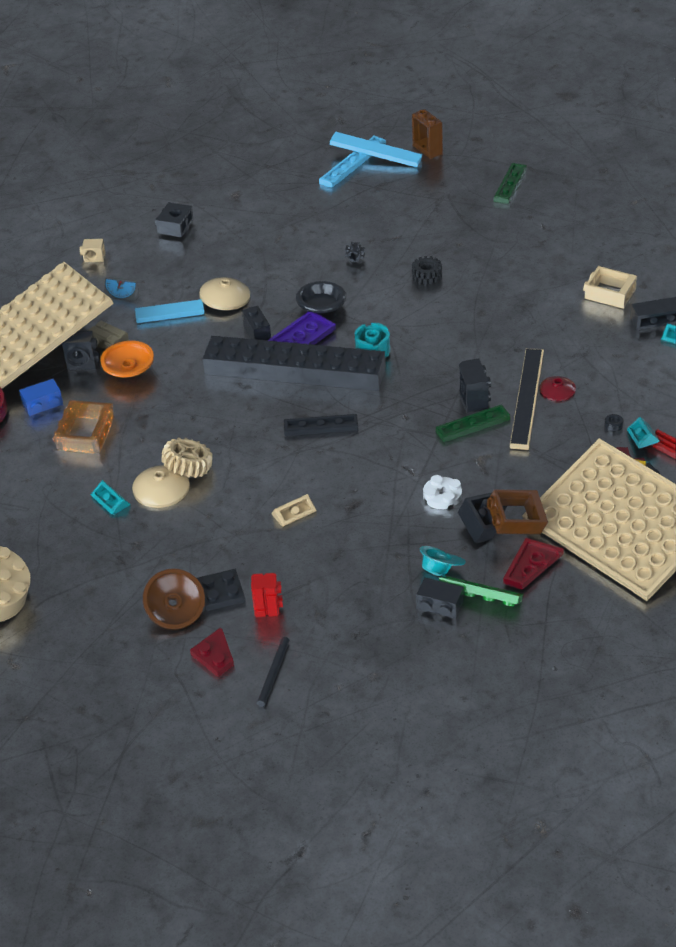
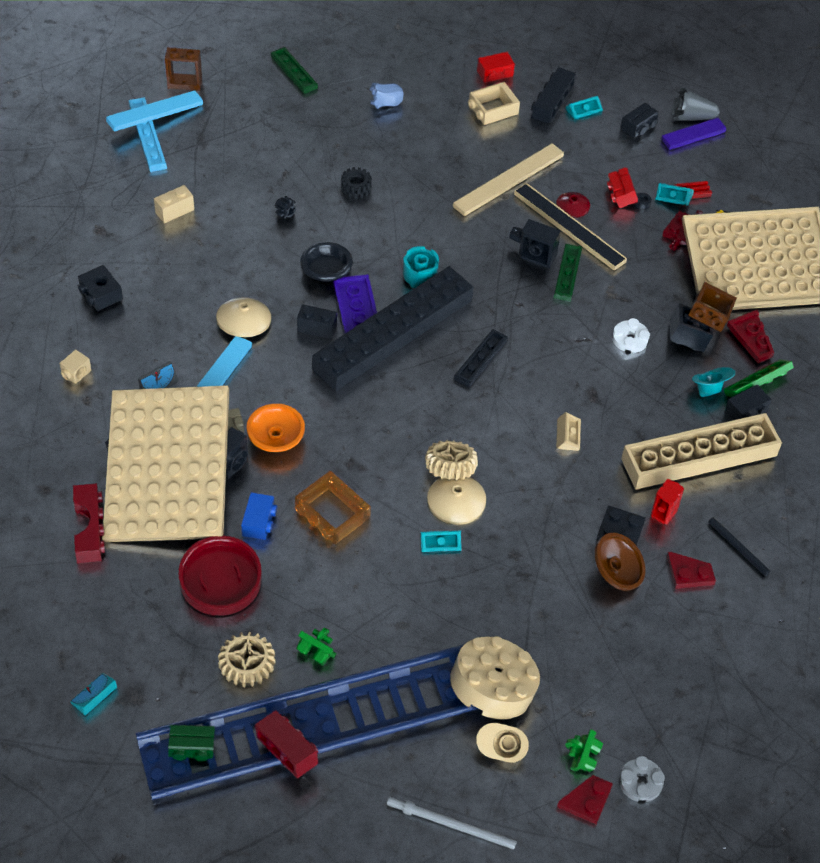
camera: 60 degrees left, 10 degrees up
(294, 205) = (174, 204): none -> tan brick
(350, 591) = (701, 450): none -> tan brick
(538, 340) = (508, 179): none -> tan tile
(539, 232) = (386, 94): none -> sand blue piece
(607, 400) = (622, 188): none -> red brick
(655, 266) = (495, 67): none -> red brick

